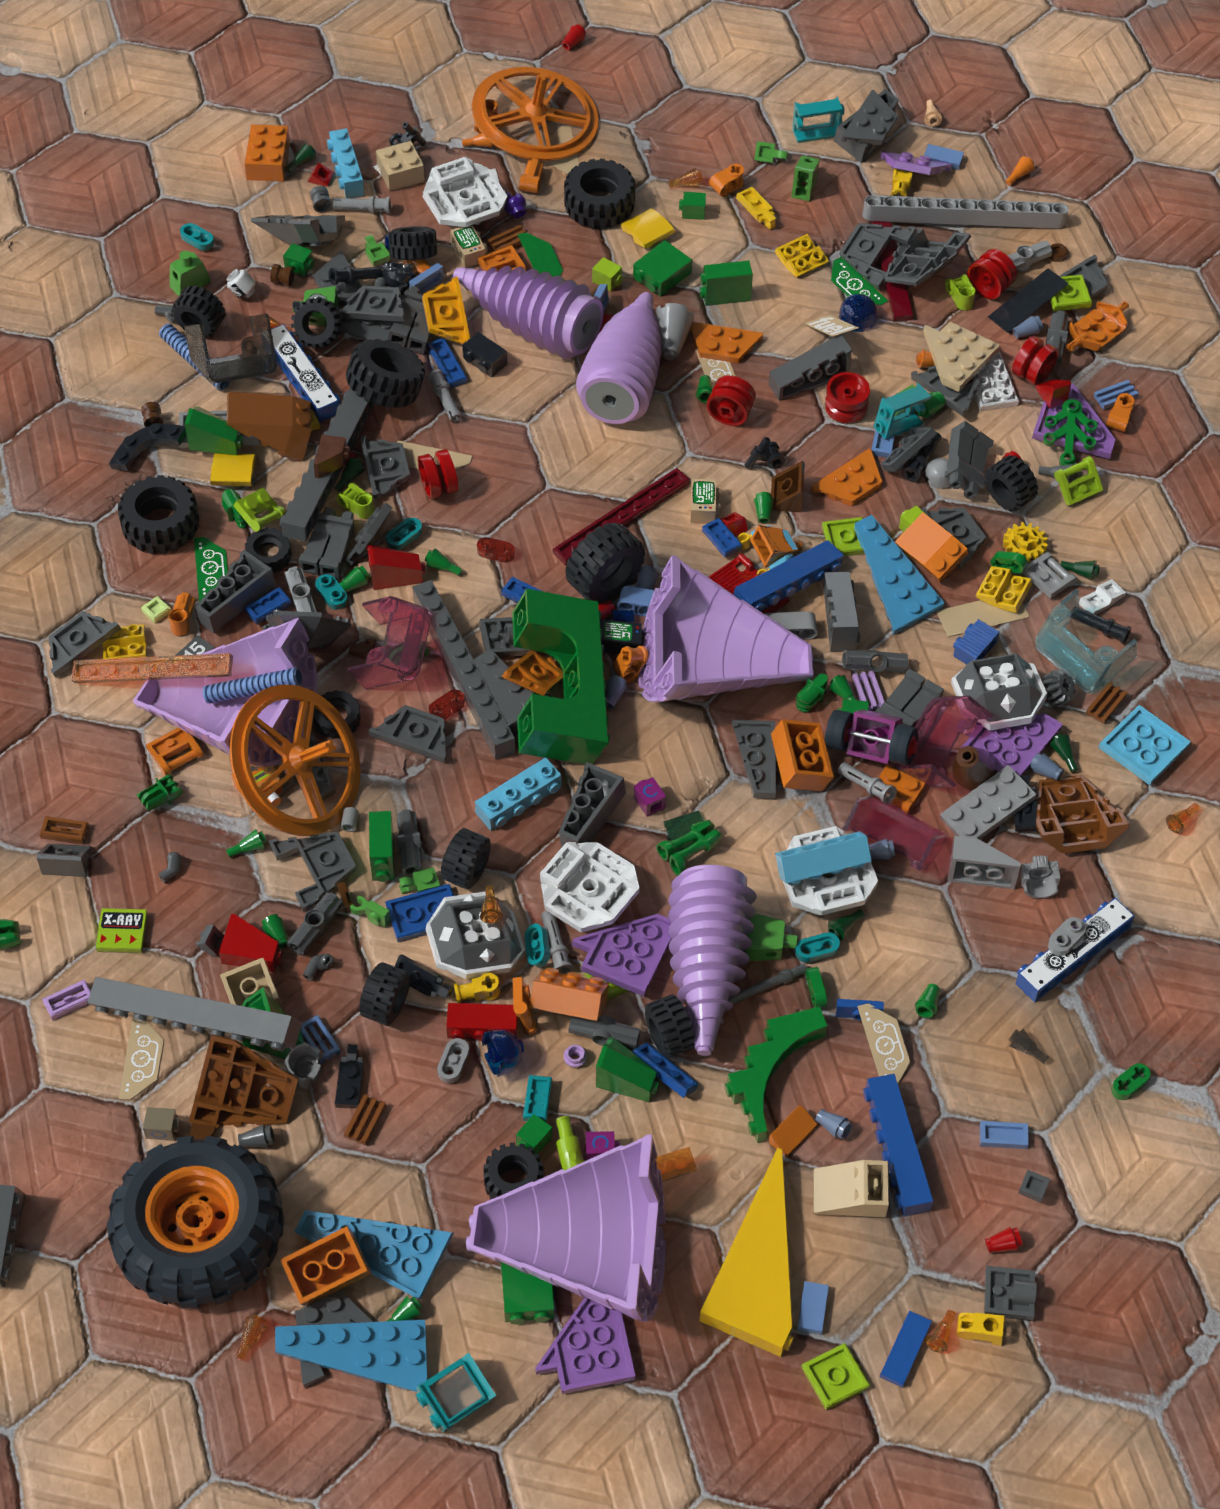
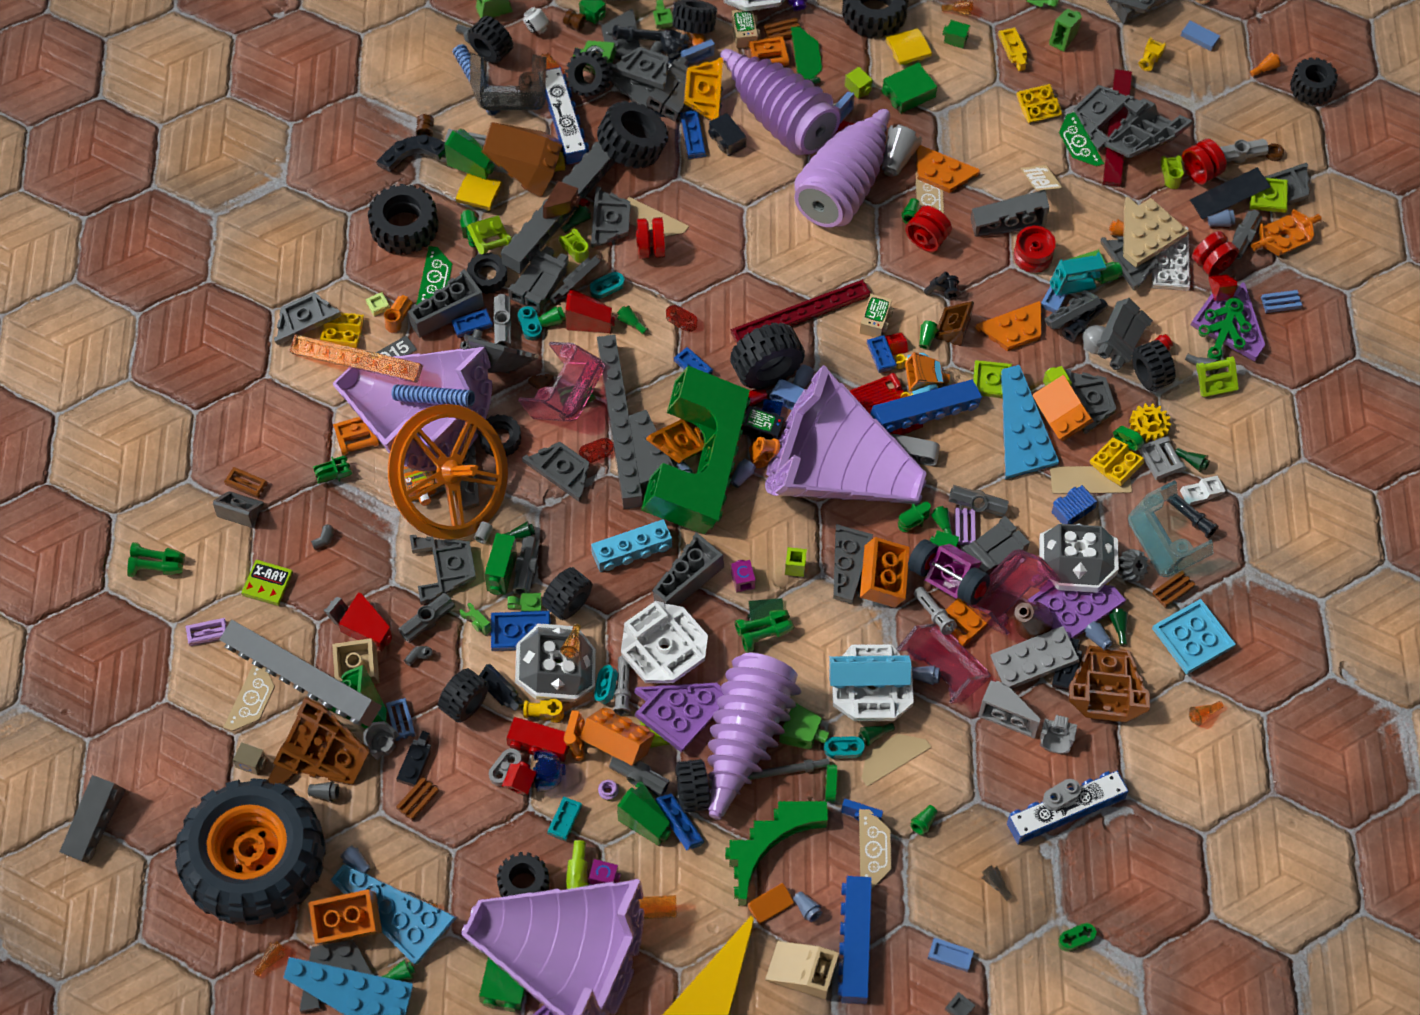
camera: 15 degrees right, 5 degrees up
(251, 842) = (396, 532): green cone -> none
(274, 927) = (392, 615): green cone -> none
(314, 1201) = (354, 858): none -> sand blue cone
(344, 896) = (458, 600): reddish brown tile -> none
(395, 805) = (522, 531): none -> dark green cone
(442, 389) = (680, 158): light grey pin -> none
(474, 1067) = (519, 778): none -> red brick
(498, 636) = (657, 399): dark grey plate -> none
(534, 1134) = (551, 850): green brick -> none
(702, 768) = (795, 562): none -> lime brick
(726, 283) = (960, 115): green brick -> none
(727, 180) = (993, 16): orange piece -> none
(841, 611) = (962, 448): dark grey wedge -> none
(858, 311) = (1072, 170): clear blue cylinder -> none
(869, 944) = (891, 755): none -> tan sticker
(915, 164) = (1173, 39): medium lavender wing -> none
(965, 211) = (1201, 94): light grey beam -> none
(1074, 175) = (1313, 70): none -> black tyre
(1121, 412) = (1278, 320): orange piece -> none

